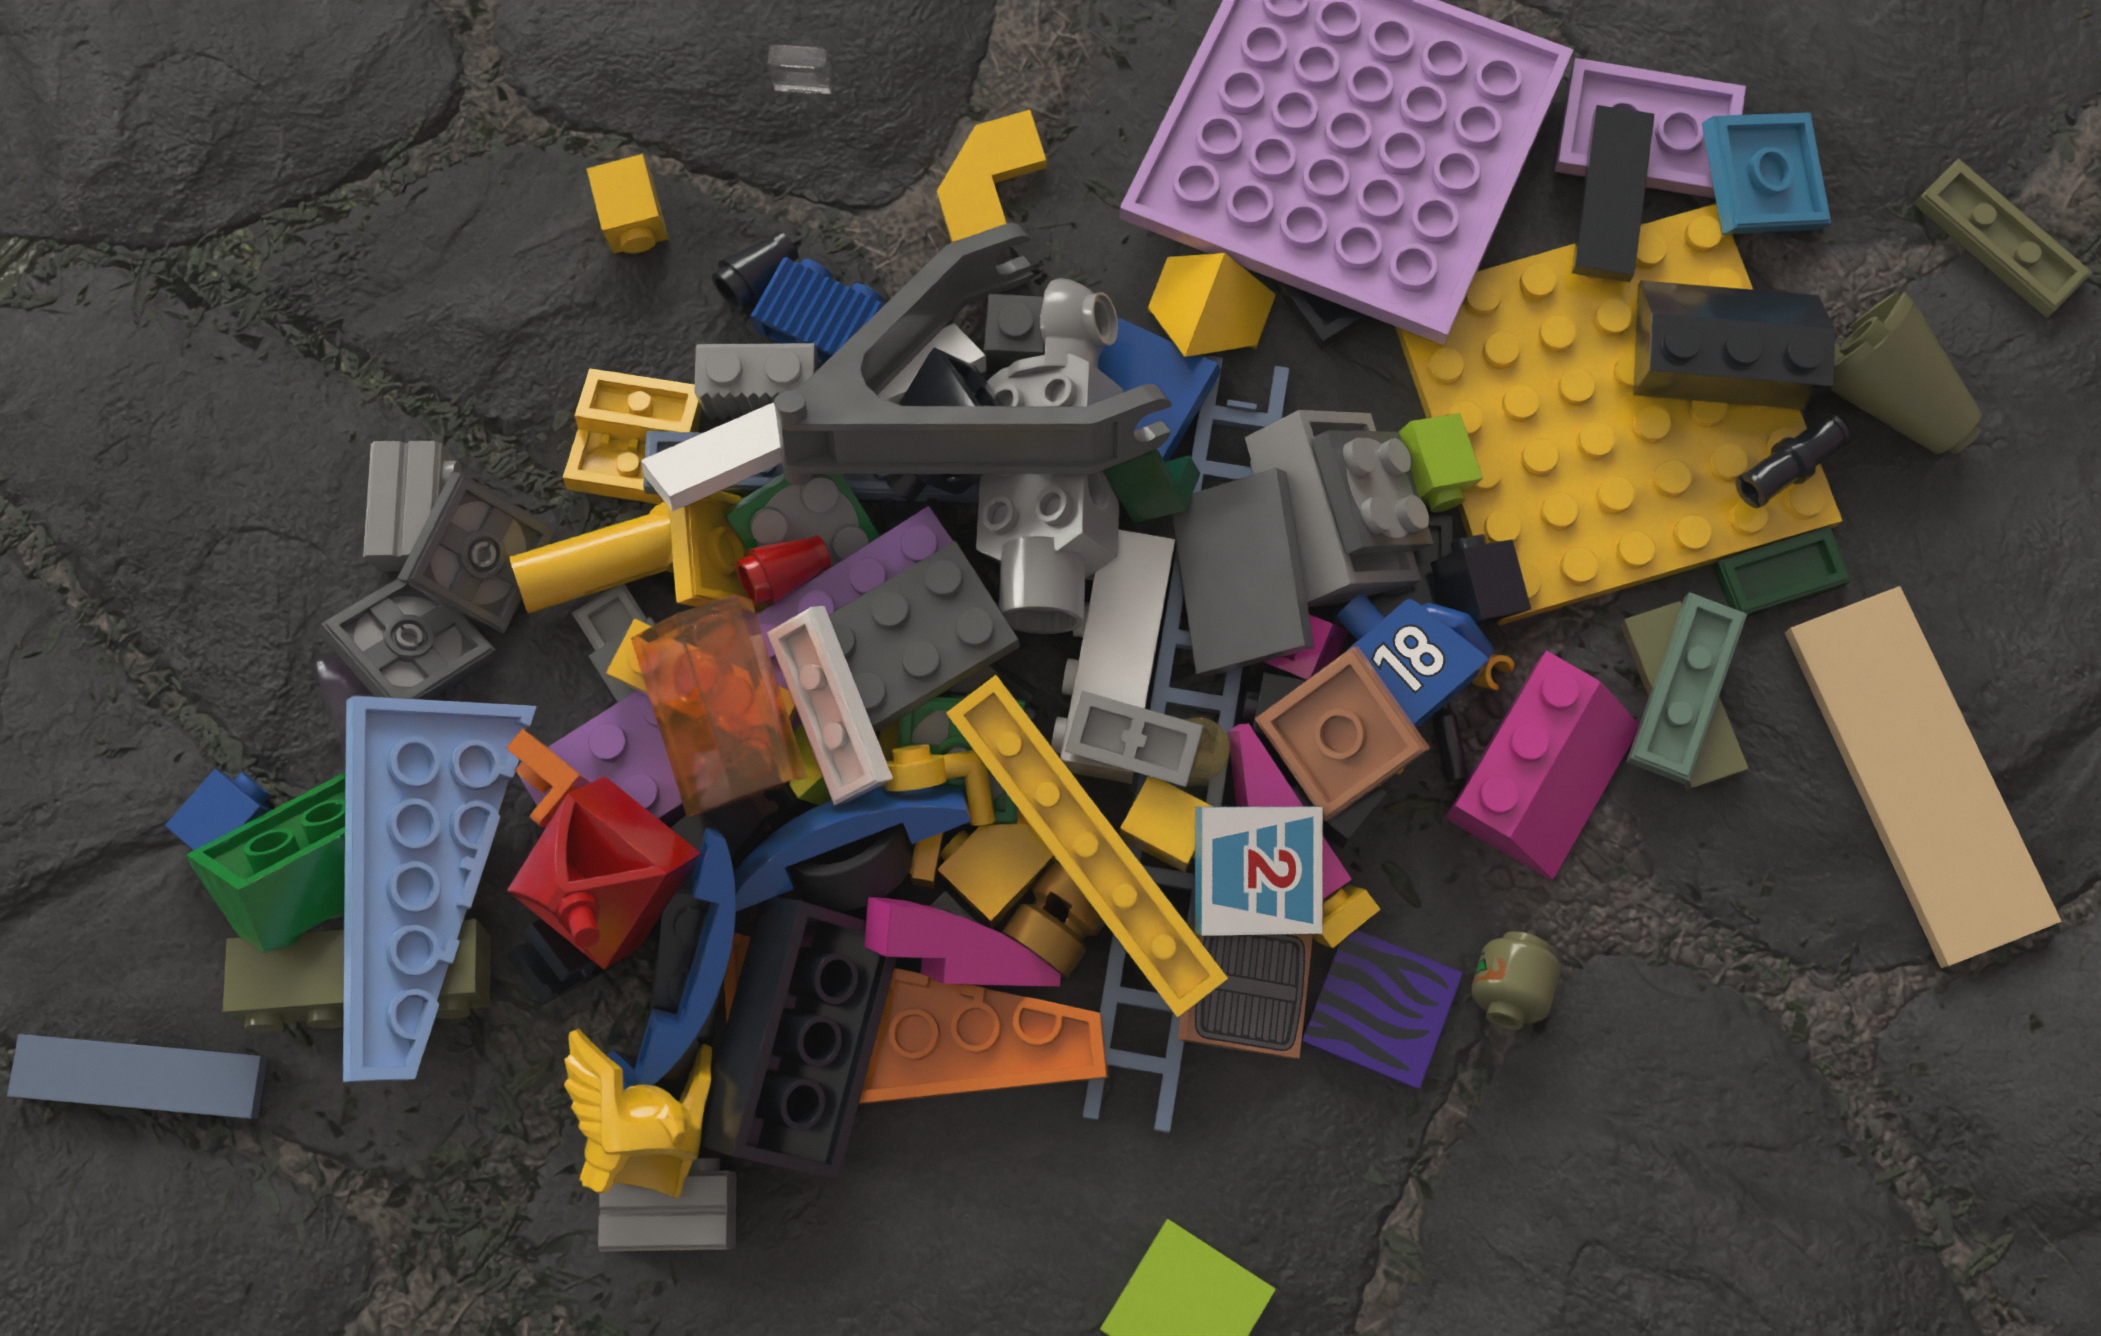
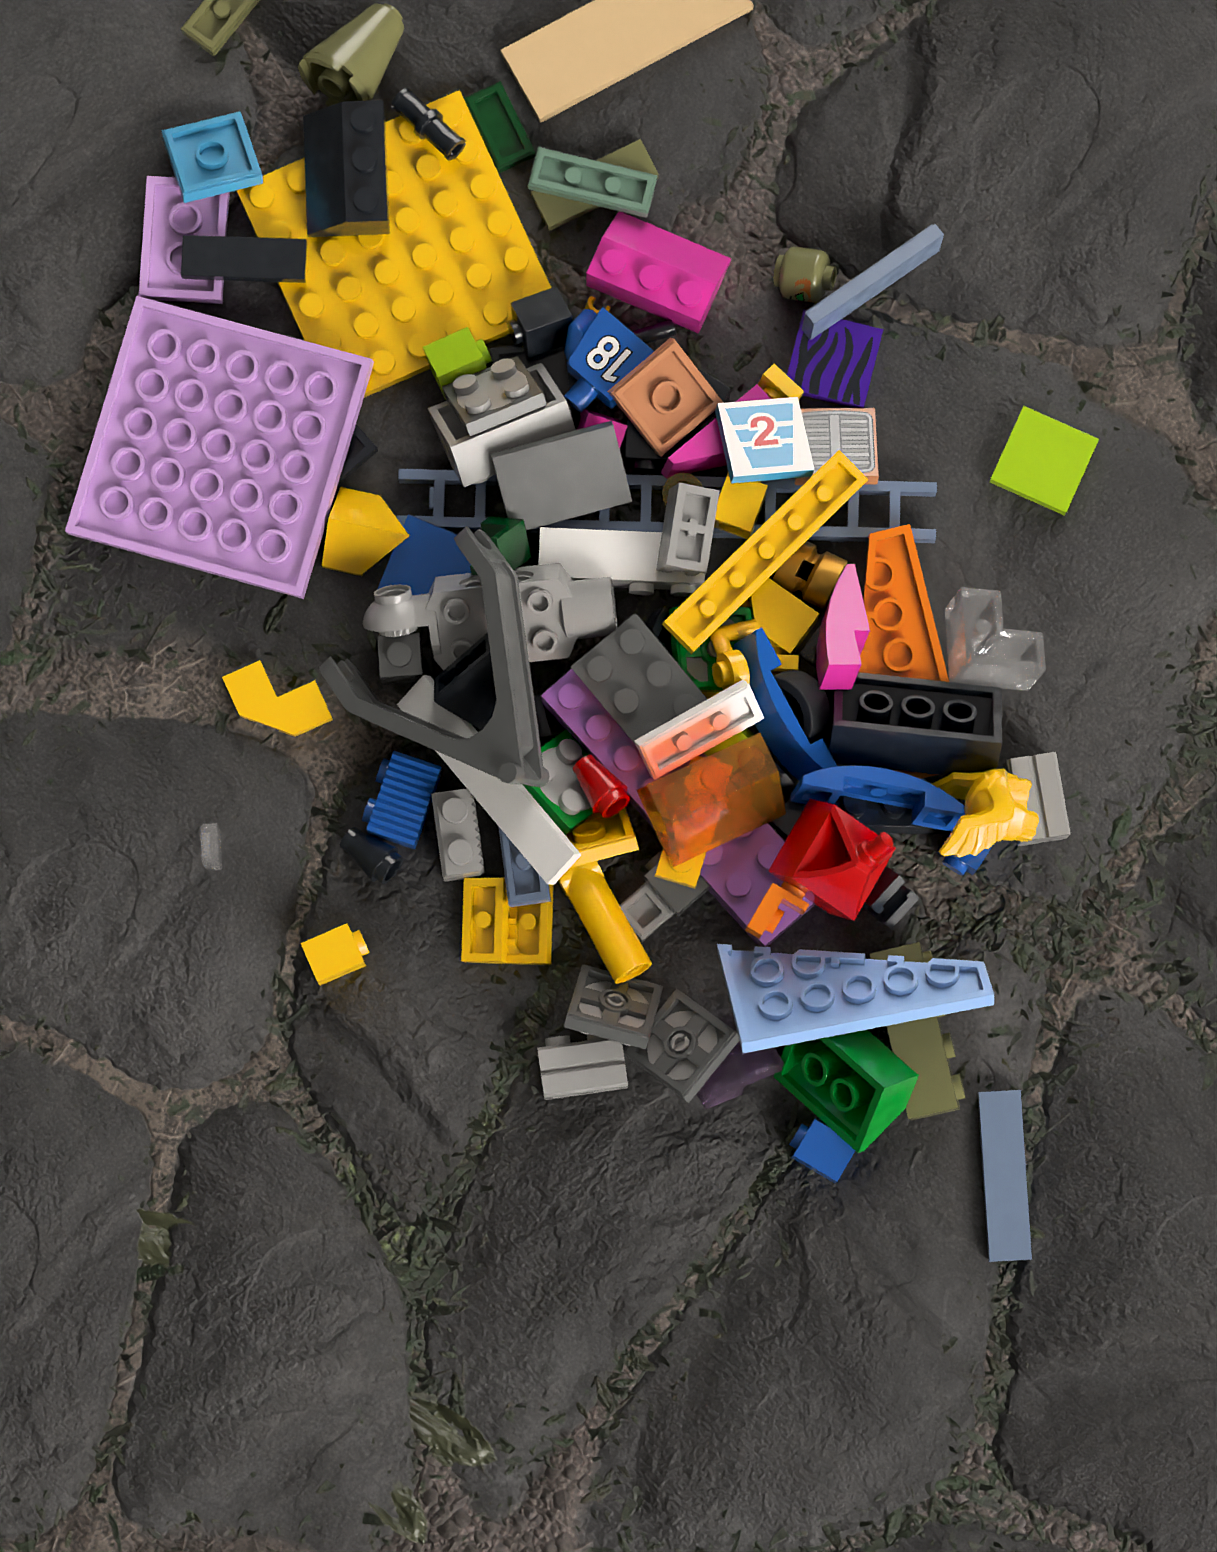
camera: 105 degrees left, 5 degrees up
(896, 1160) = (985, 651): none -> clear brick
(1495, 1081) = (872, 281): none -> sand blue tile

